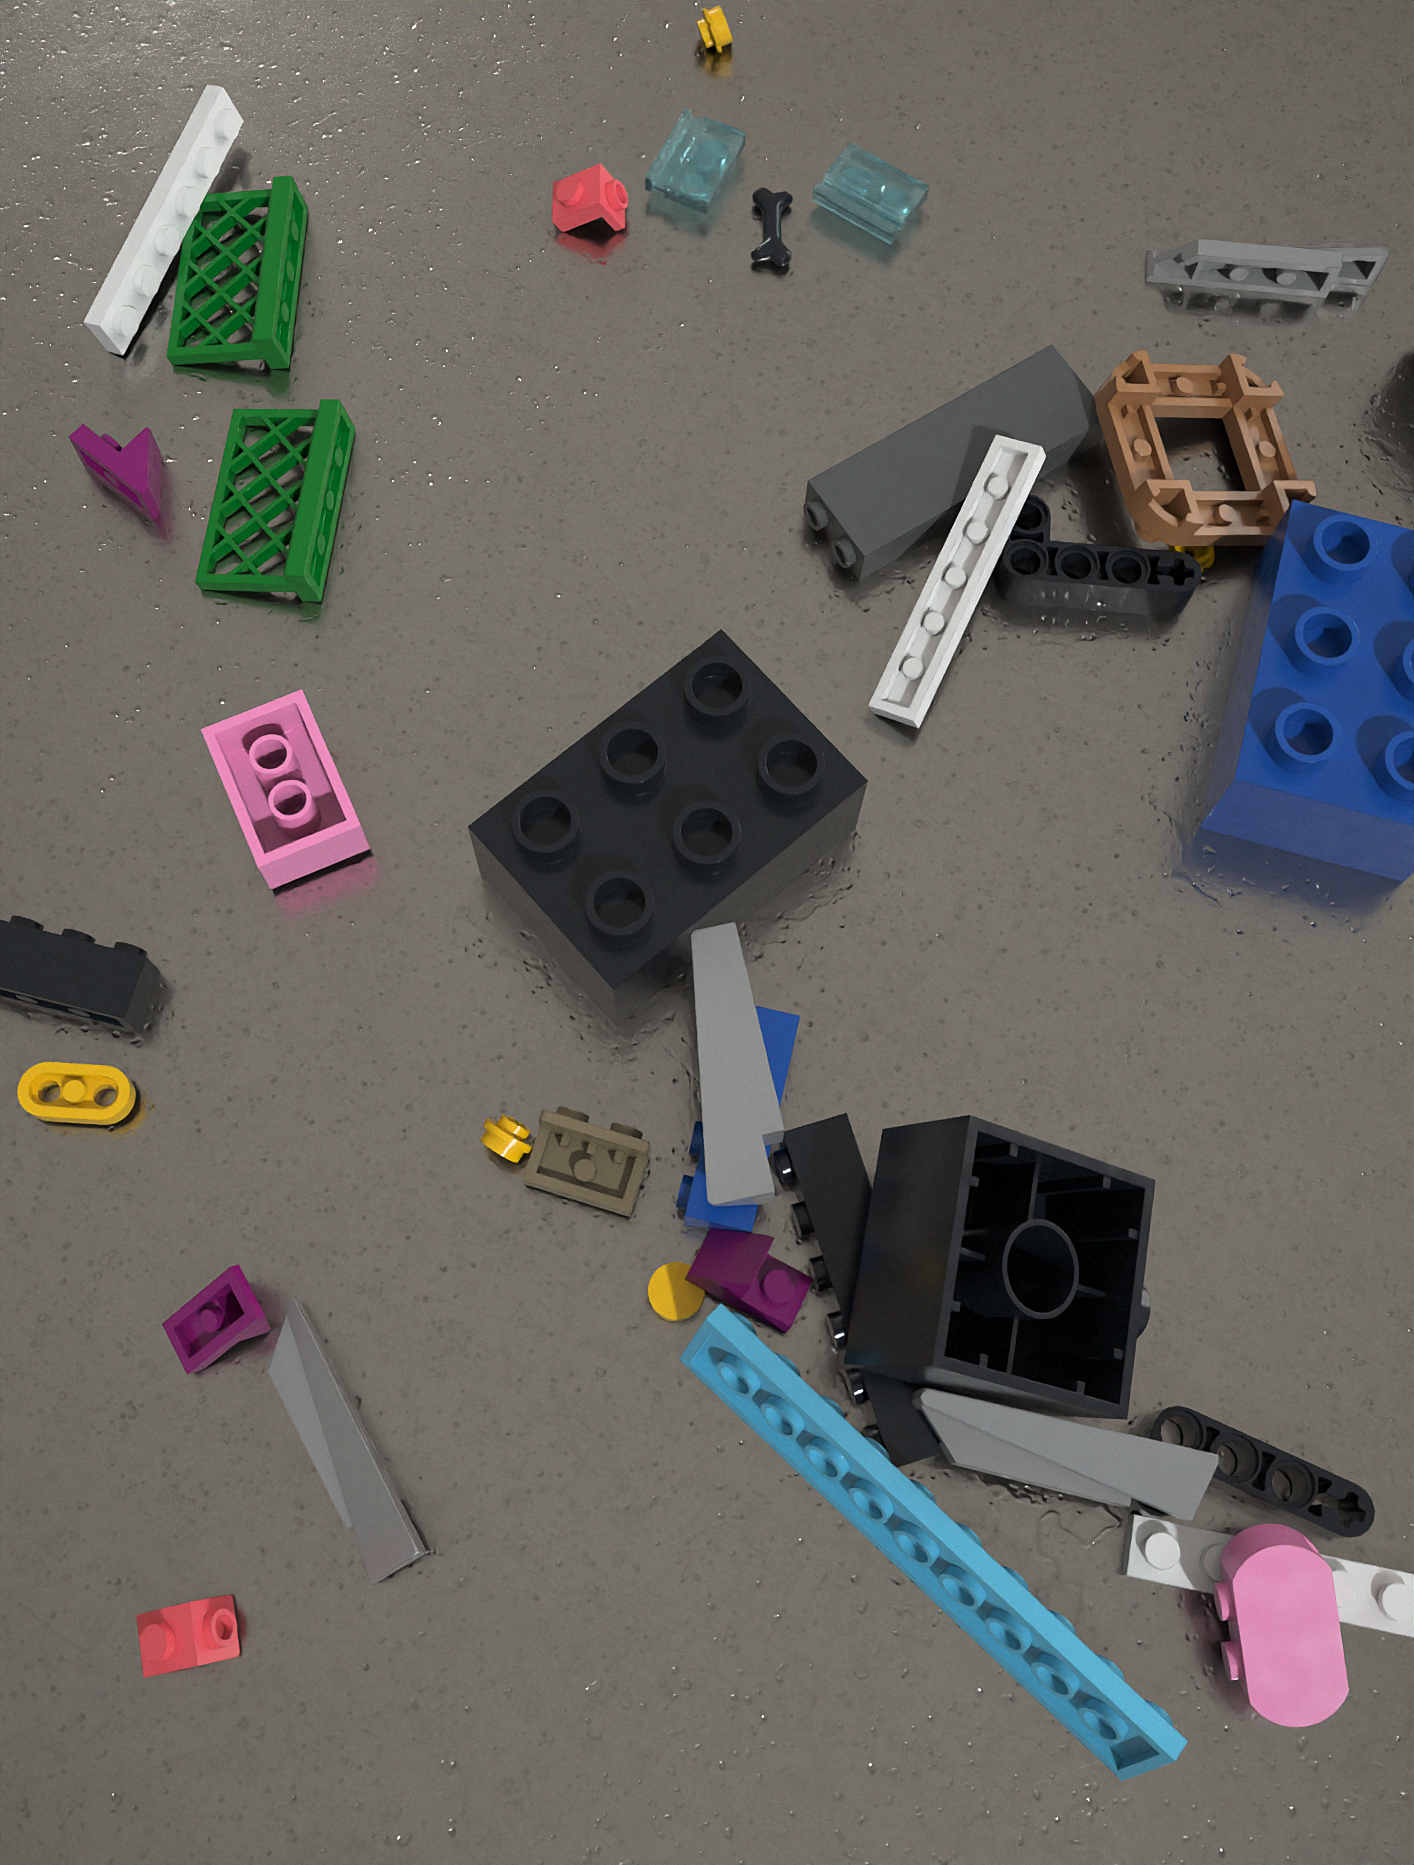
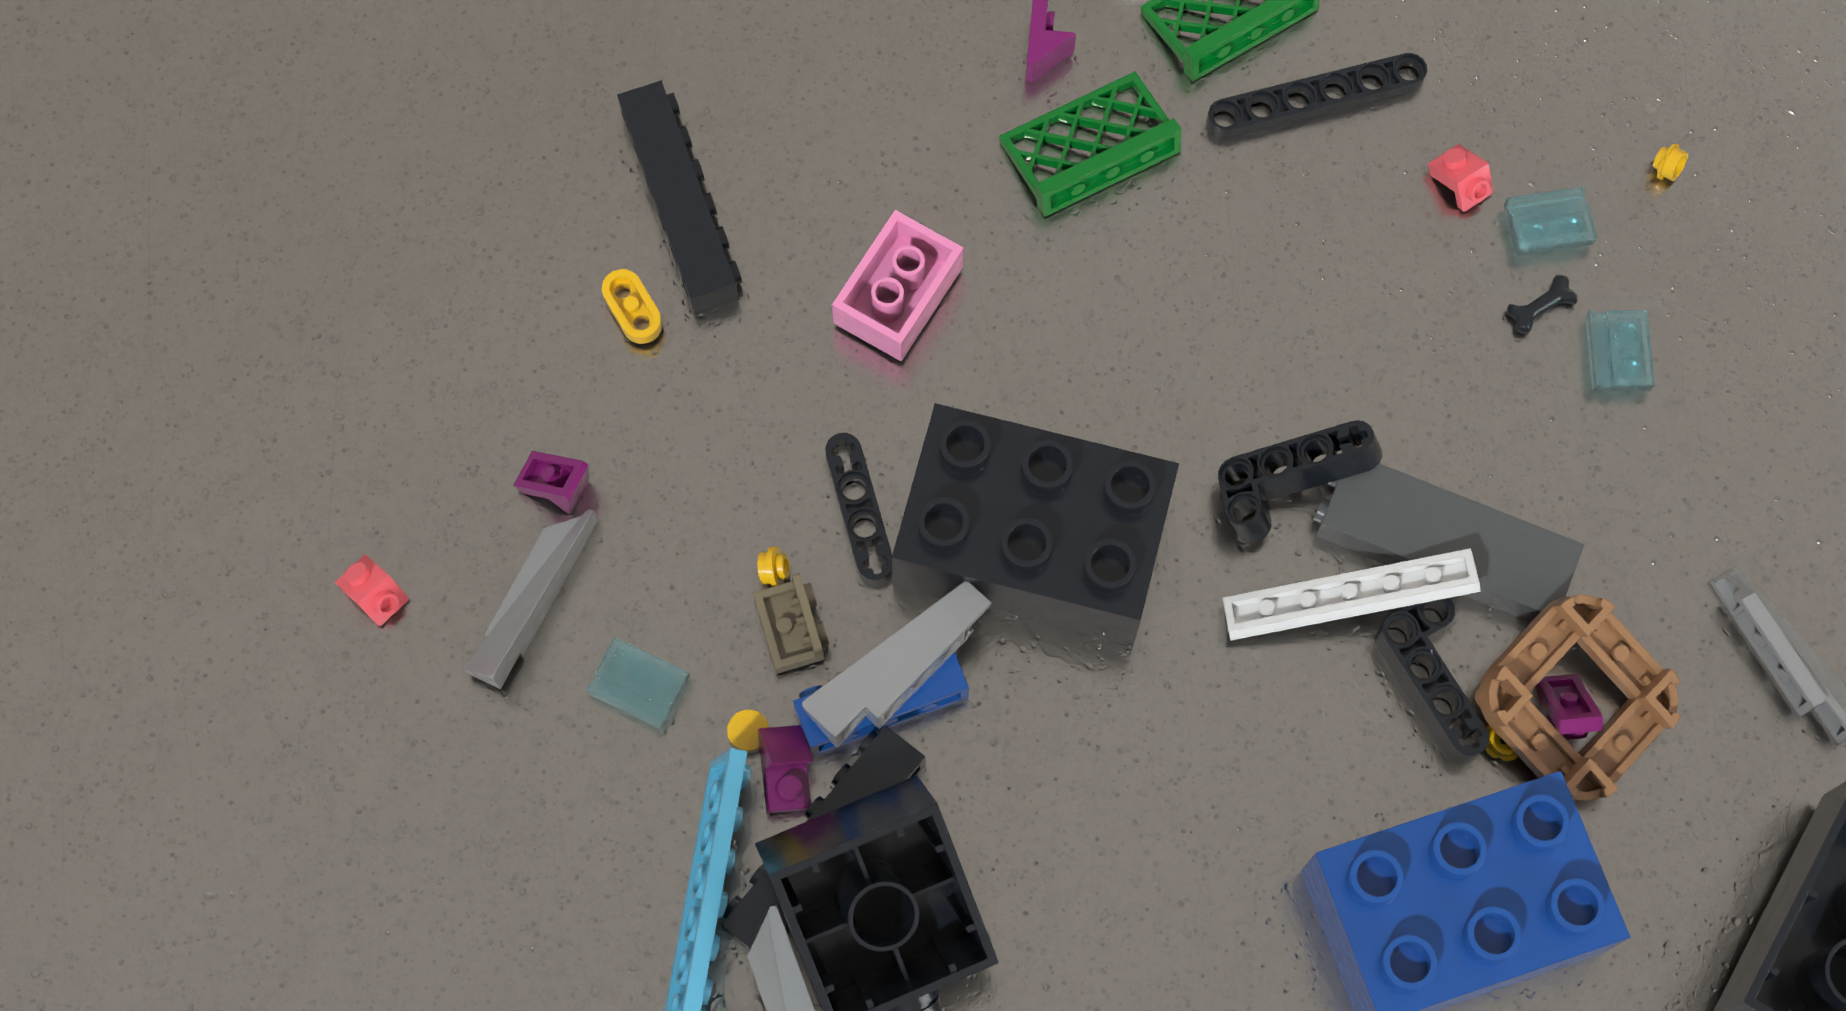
camera: 60 degrees right, 0 degrees up
(392, 266) = (1314, 90): none -> black beam
(502, 1009) = (860, 508): none -> black beam
(533, 1381) = (638, 683): none -> clear light blue plate
(797, 534) = (1299, 474): none -> black beam
(1210, 464) = (1568, 706): none -> magenta slope

